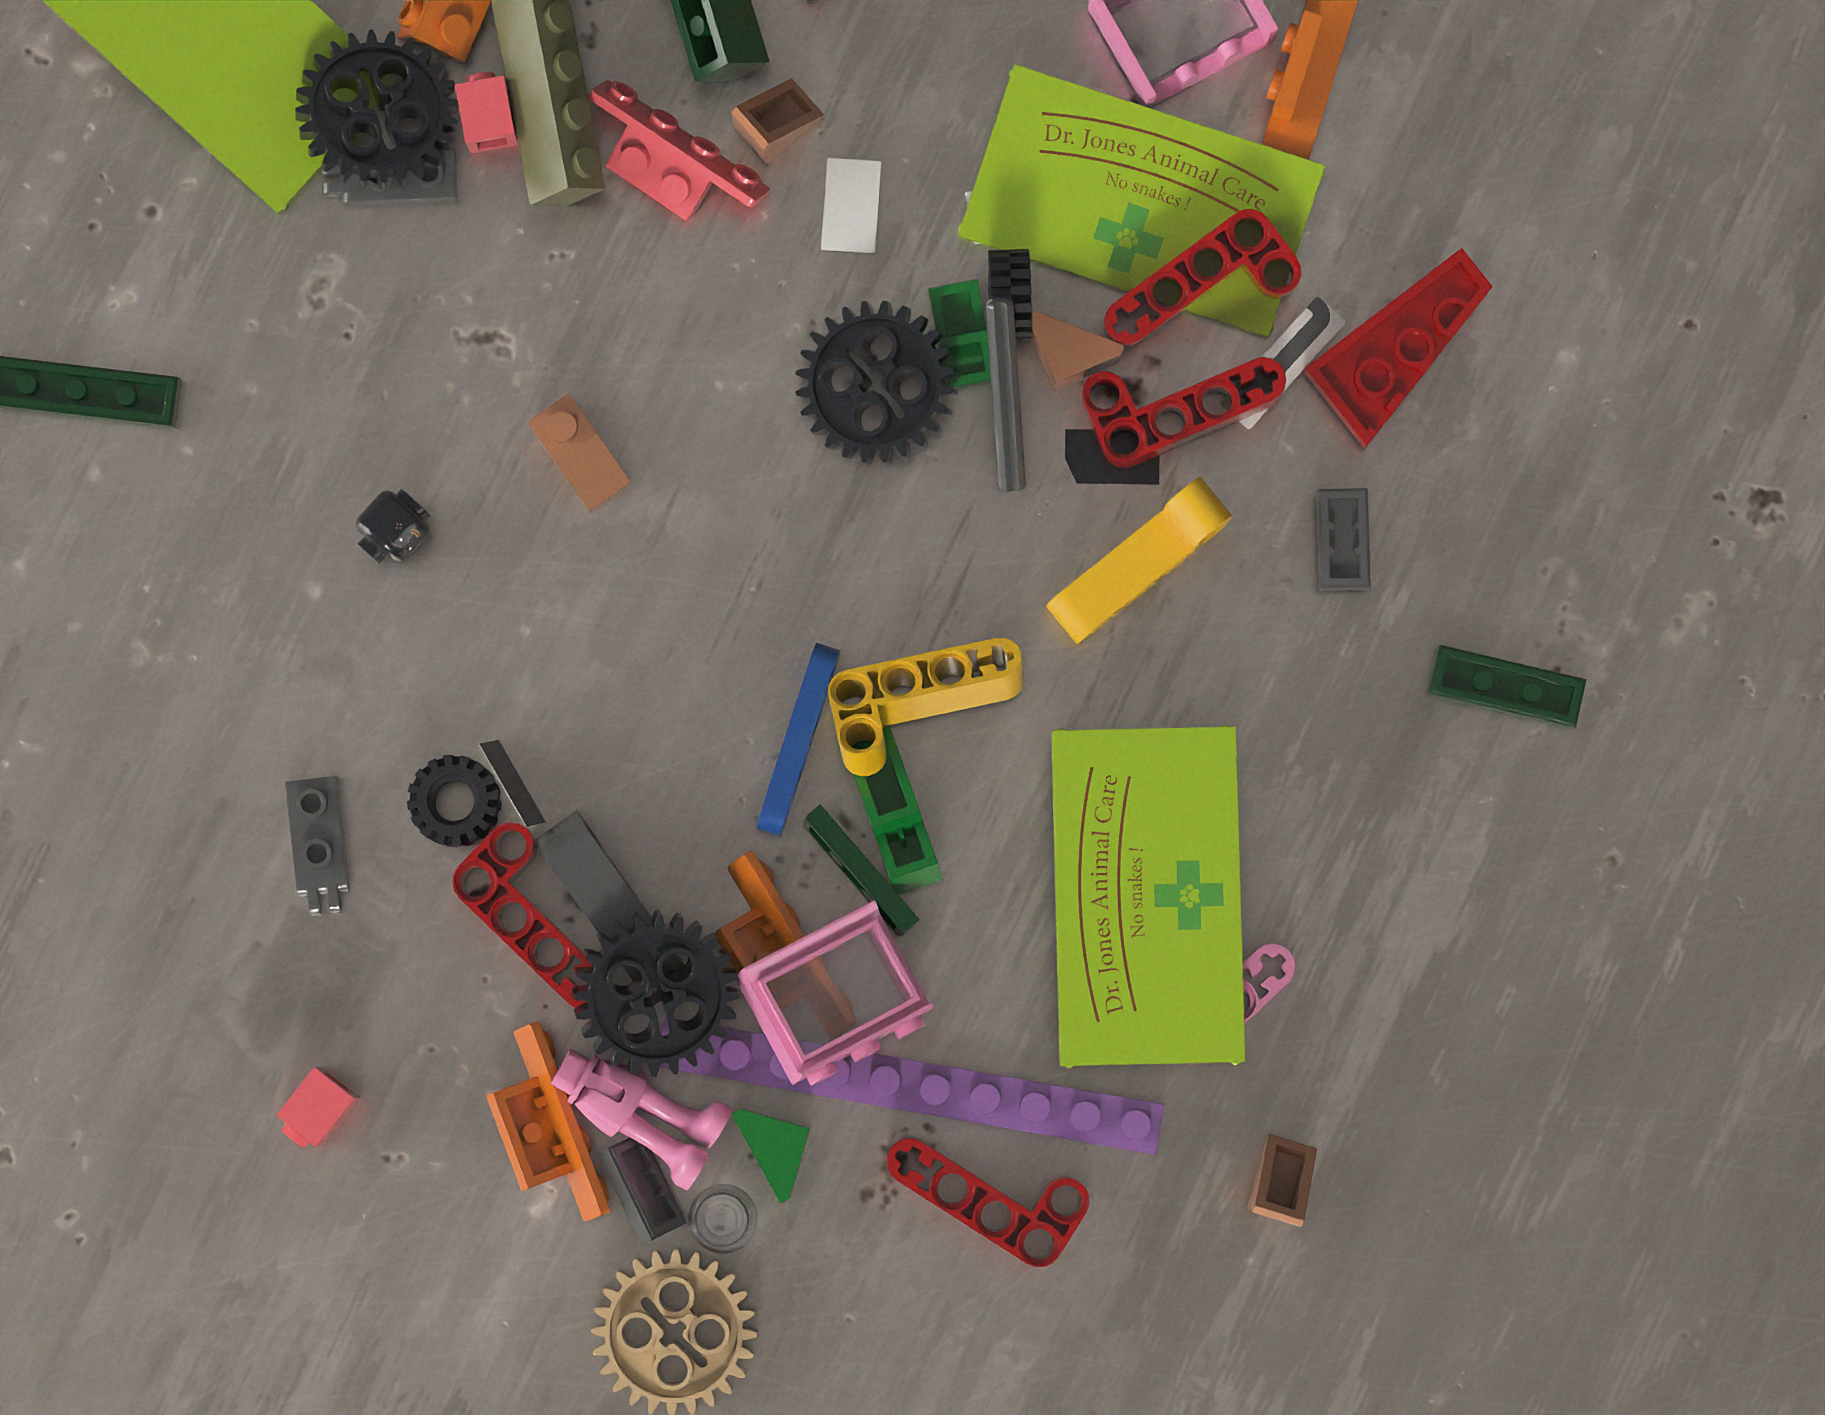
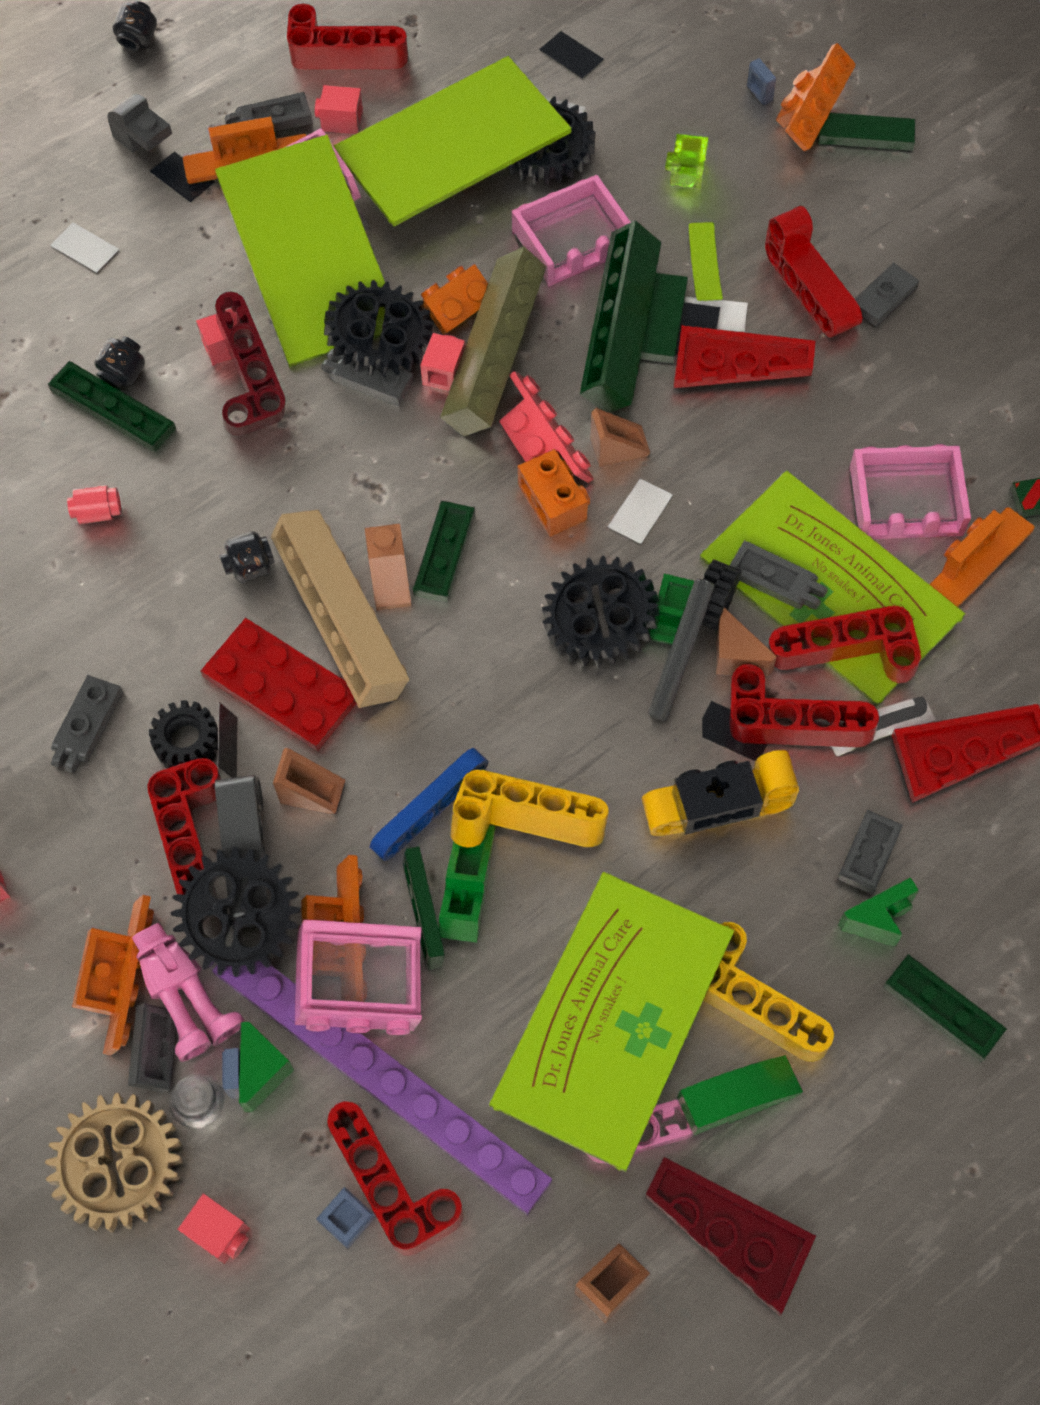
camera: 30 degrees right, 20 degrees down
(54, 326) = (119, 362): none -> black head
(150, 548) = (94, 504): none -> coral brick
(171, 216) = (214, 341): none -> coral brick
(231, 254) = (244, 361): none -> dark red beam
(529, 671) = (280, 684): none -> red plate
(548, 539) = (339, 608): none -> tan brick
(633, 388) = (444, 551): none -> dark green tile
(642, 787) = (307, 784): none -> nougat slope
(732, 240) = (553, 492): none -> orange brick
(749, 1170) = (231, 1072): none -> sand blue tile
(829, 1346) = (215, 1229): none -> coral brick
(960, 1258) = (346, 1217): none -> sand blue tile
(1071, 228) = (777, 577): none -> dark grey hinge
(1169, 564) = (703, 810): none -> black brick
(1303, 787) = (764, 1001): none -> yellow beam
(1325, 907) = (738, 1094): none -> green slope
(1381, 622) = (873, 918): none -> green slope
(1395, 1061) = (743, 1237): none -> dark red wing

